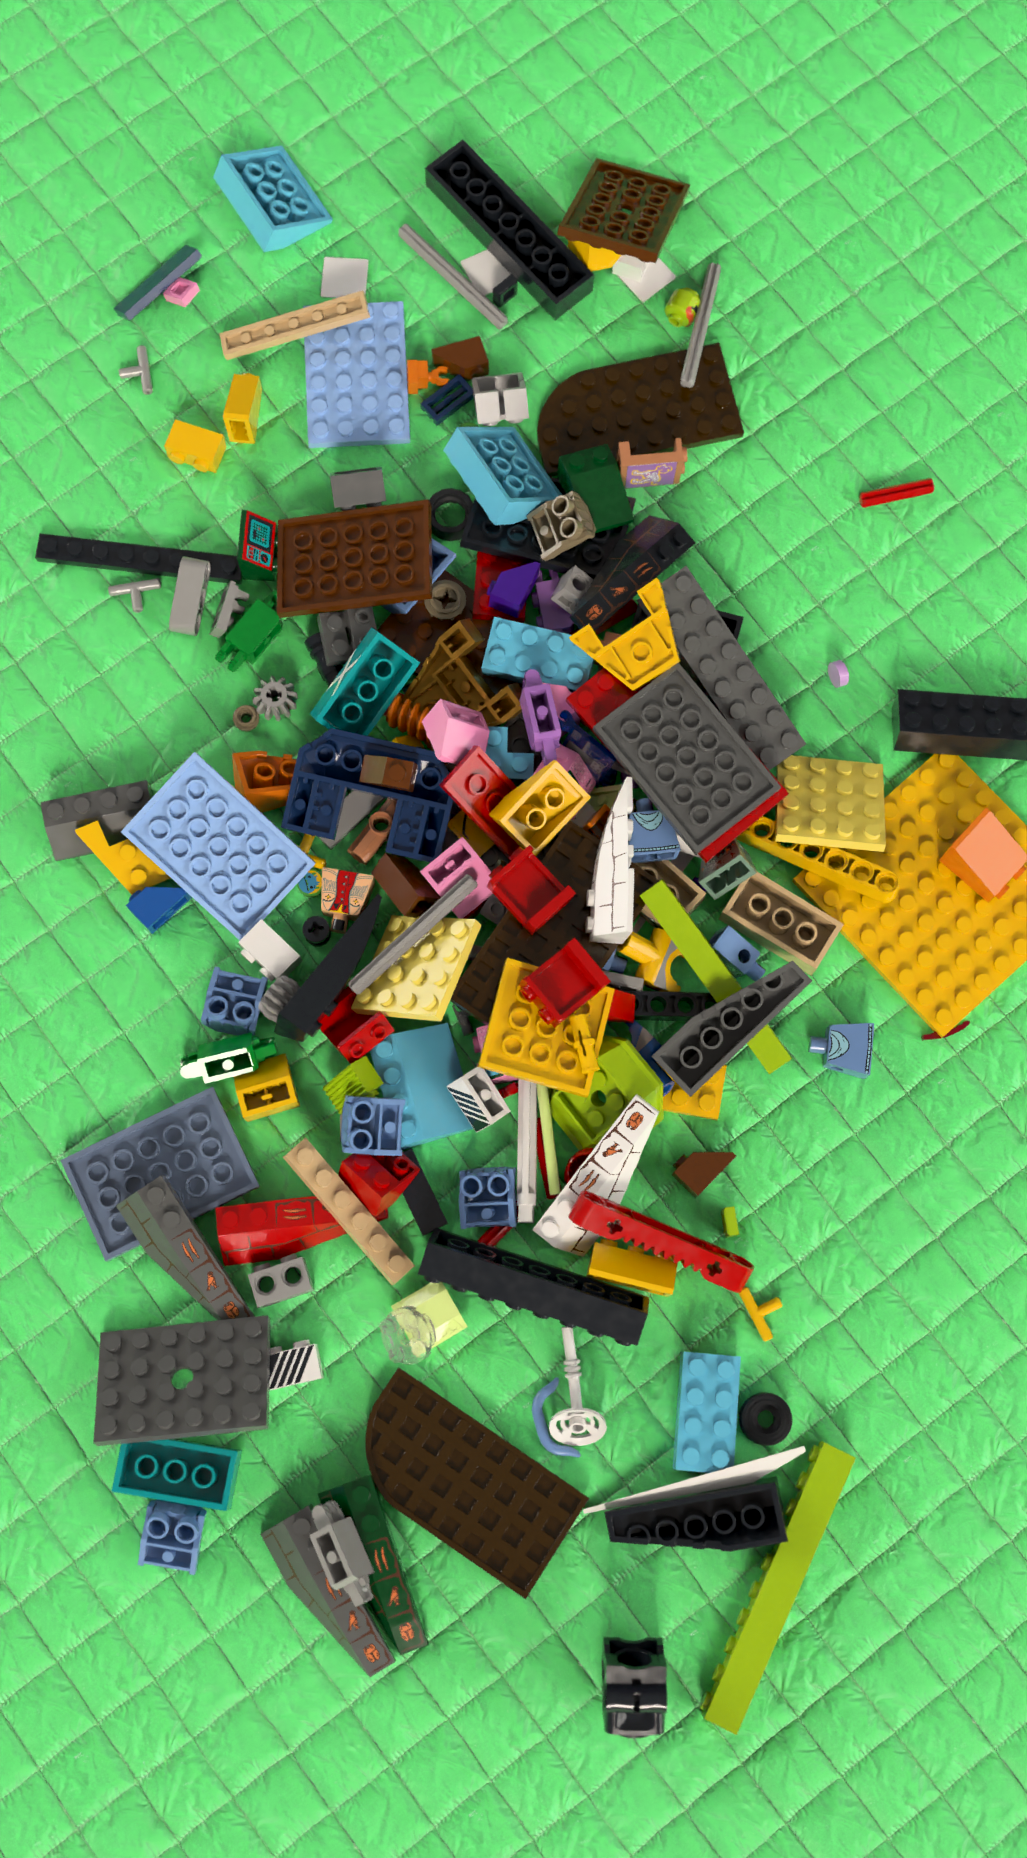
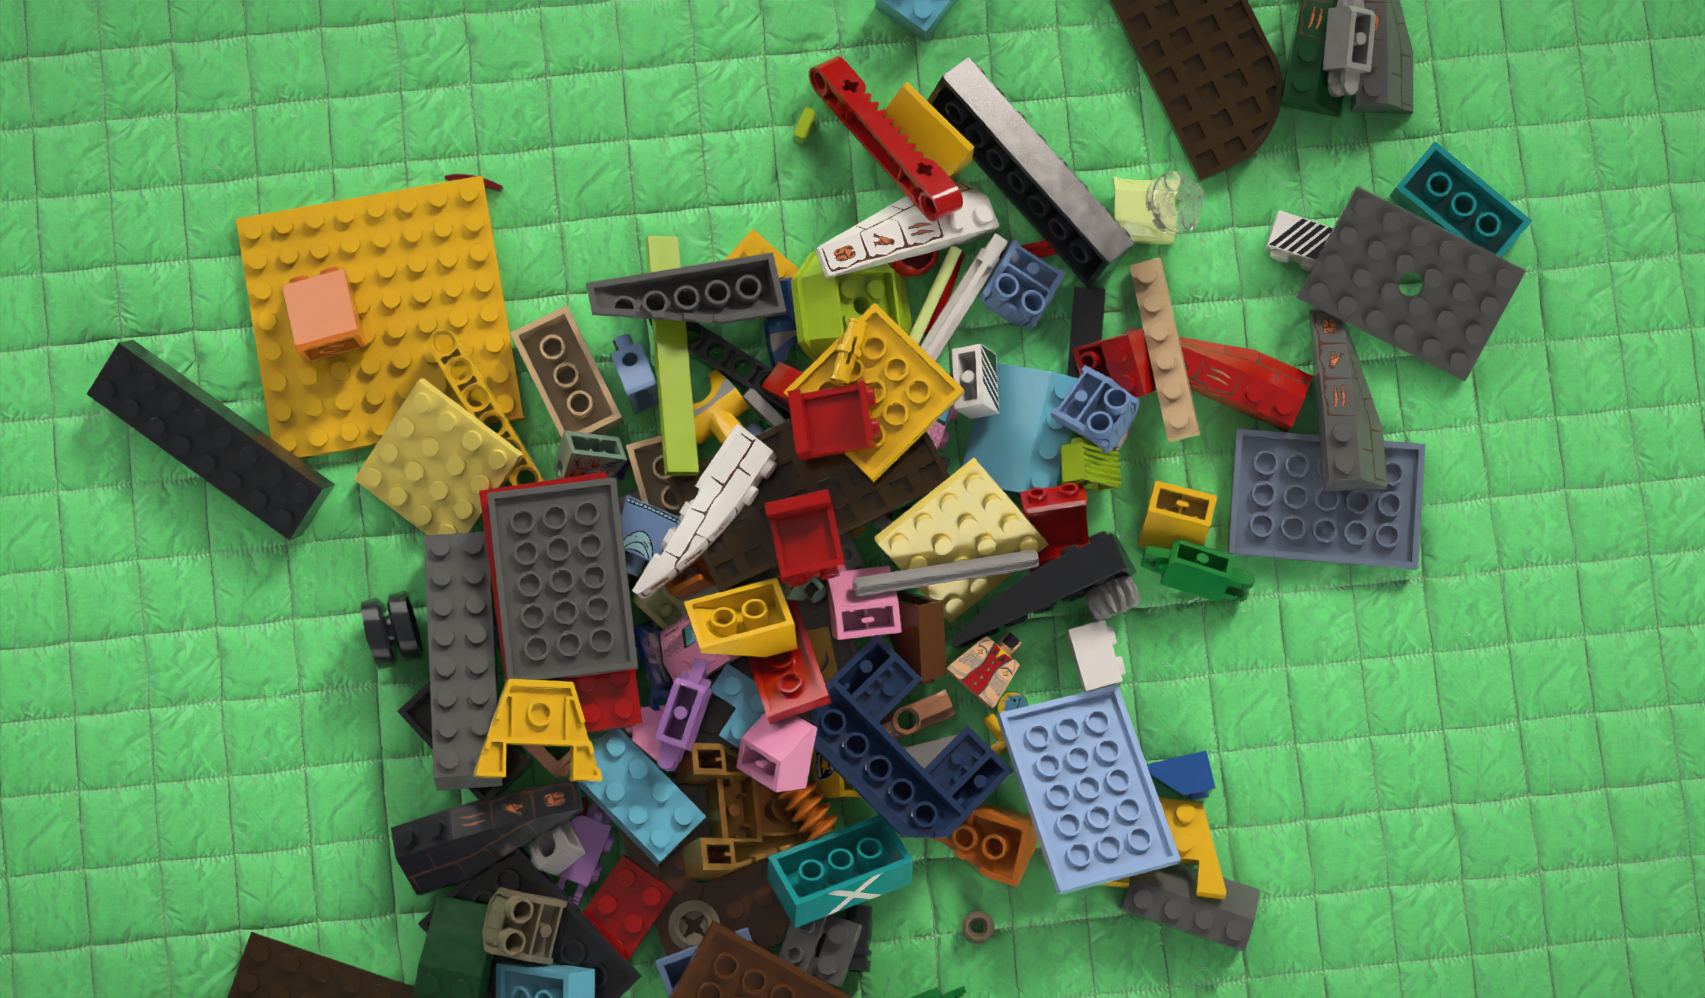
camera: 150 degrees left, 5 degrees up
(172, 1535) = (1497, 153): medium blue slope -> none
(229, 997) = (1151, 630): medium blue slope -> none
(265, 696) = (945, 923): light grey gear -> none
(282, 1288) = (1267, 316): light grey brick -> none
(318, 936) = (1033, 655): black wheel -> none
(389, 772) = (874, 749): reddish brown slope -> none
(513, 588) = (618, 887): dark purple slope -> none
(541, 1426) = (1095, 55): medium blue animal -> none
(576, 1414) = (1063, 30): white dish -> none
(651, 468) = (408, 954): panel -> none
(700, 1169) = (799, 190): reddish brown slope -> none
(757, 1312) = (830, 32): yellow piece -> none
(786, 670) = (387, 631): none -> black wheel
(838, 673) = (334, 600): lavender tile -> none
(846, 1048) = (584, 220): medium blue torso -> none
(896, 492) = (134, 764): red axle -> none

